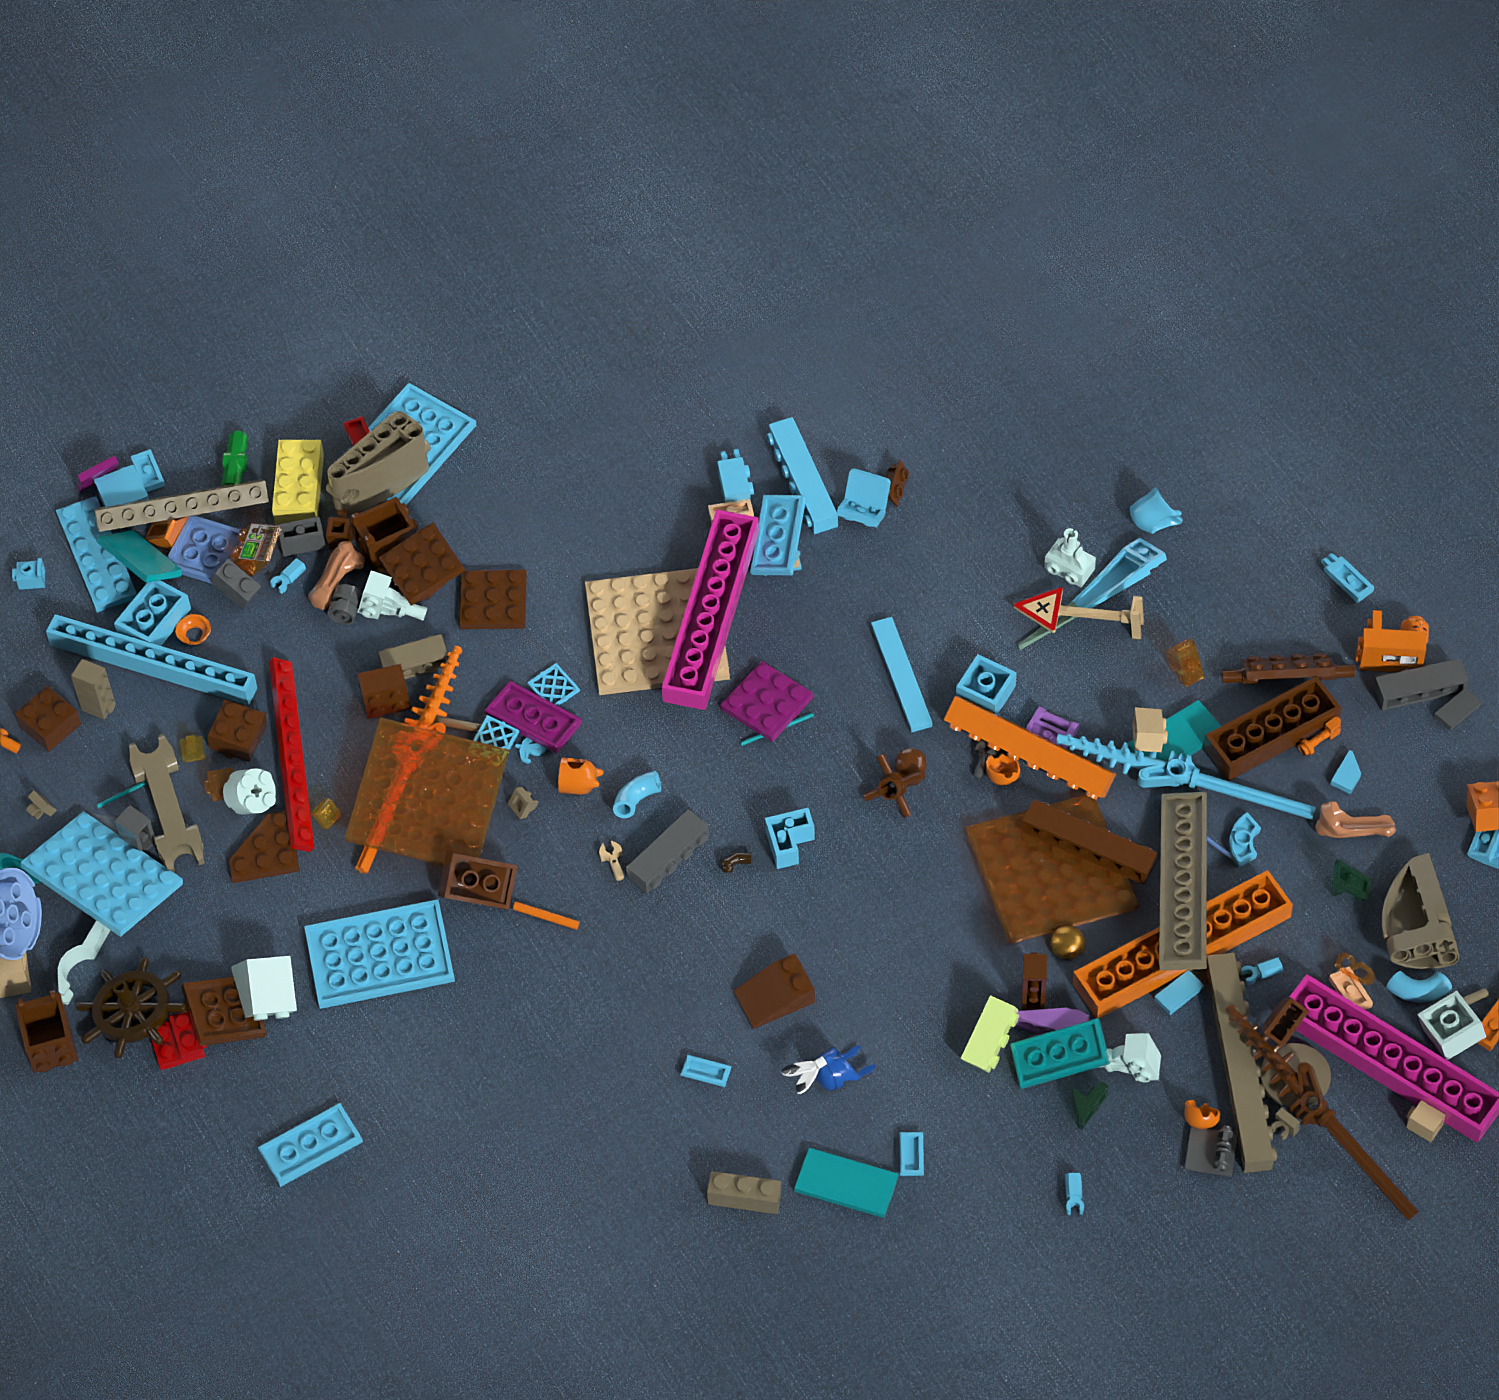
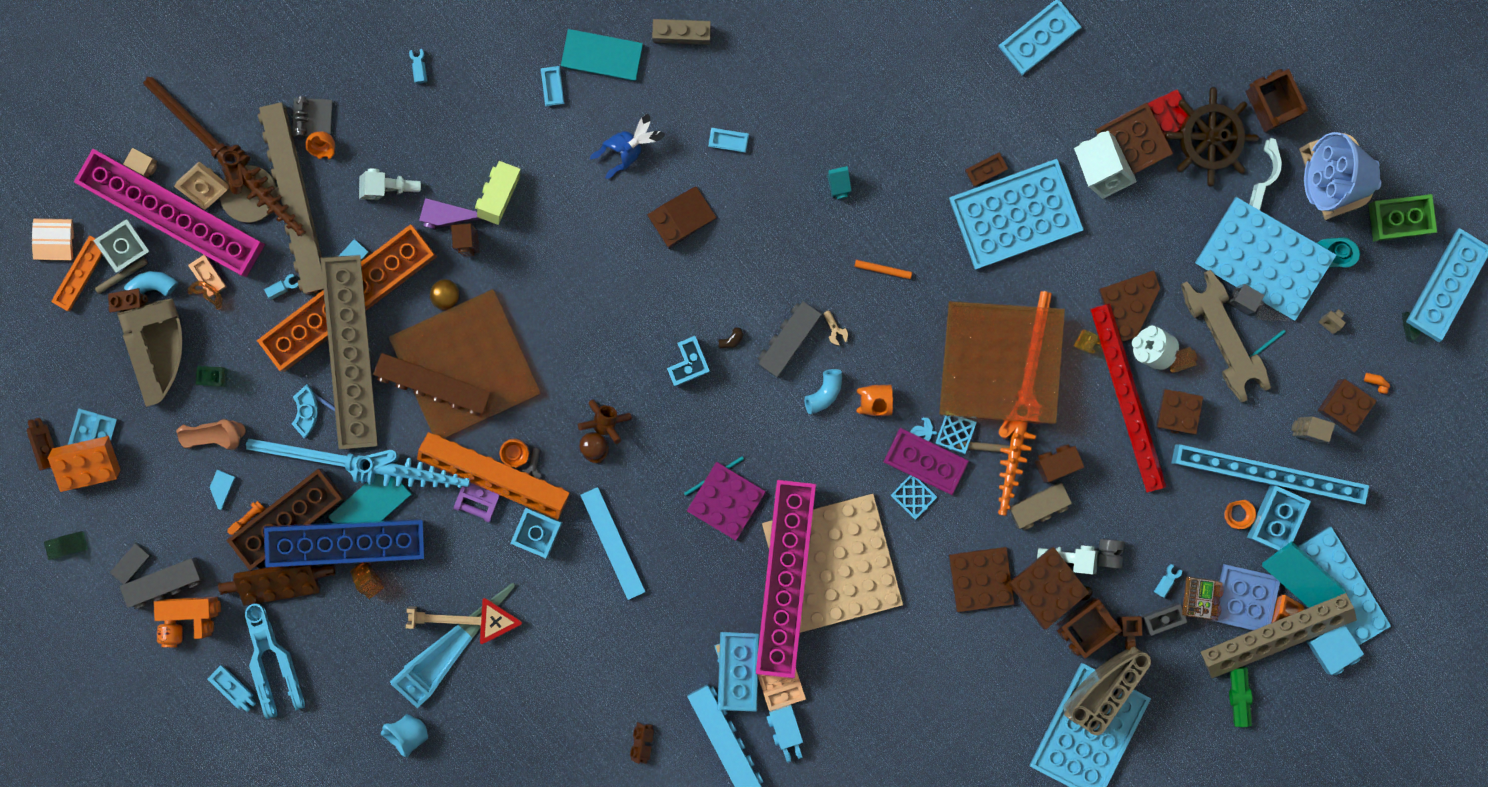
camera: 170 degrees right, 30 degrees up
(29, 574) = (1391, 554): medium azure brick -> none
(86, 479) = (1362, 662): magenta tile -> none
(148, 470) = (1317, 678): medium azure plate -> none
(192, 748) = (1214, 395): clear yellow tile -> none
(235, 583) = (1212, 560): dark grey brick -> none
(297, 480) = (1178, 680): light yellow brick -> none
(341, 561) = (1122, 593): nougat hair -> none
(356, 430) = (1131, 733): red tile -> none
(404, 1004) = (986, 169): none -> reddish brown plate
(477, 880) = (946, 287): reddish brown slope -> none
(522, 802) = (921, 371): dark tan tile -> none
(581, 1007) = (839, 182): none -> teal slope
(865, 498) = (665, 716): medium azure bracket -> none
(1059, 1053) = (439, 182): teal tile -> none
(1070, 561) = (476, 673): light aqua brick -> none
(1087, 1106) = (414, 141): clear green slope -> none
(1149, 730) = (390, 498): tan brick -> none
(1207, 687) = (343, 542): none -> blue brick
(1284, 1020) = (255, 219): reddish brown torso -> none
(1287, 1123) = (253, 147): dark tan tile -> none
(1309, 622) = (264, 639): none -> medium azure piece
(1348, 1081) = (201, 185): none -> tan tile
(1448, 967) = (126, 300): none -> reddish brown hinge

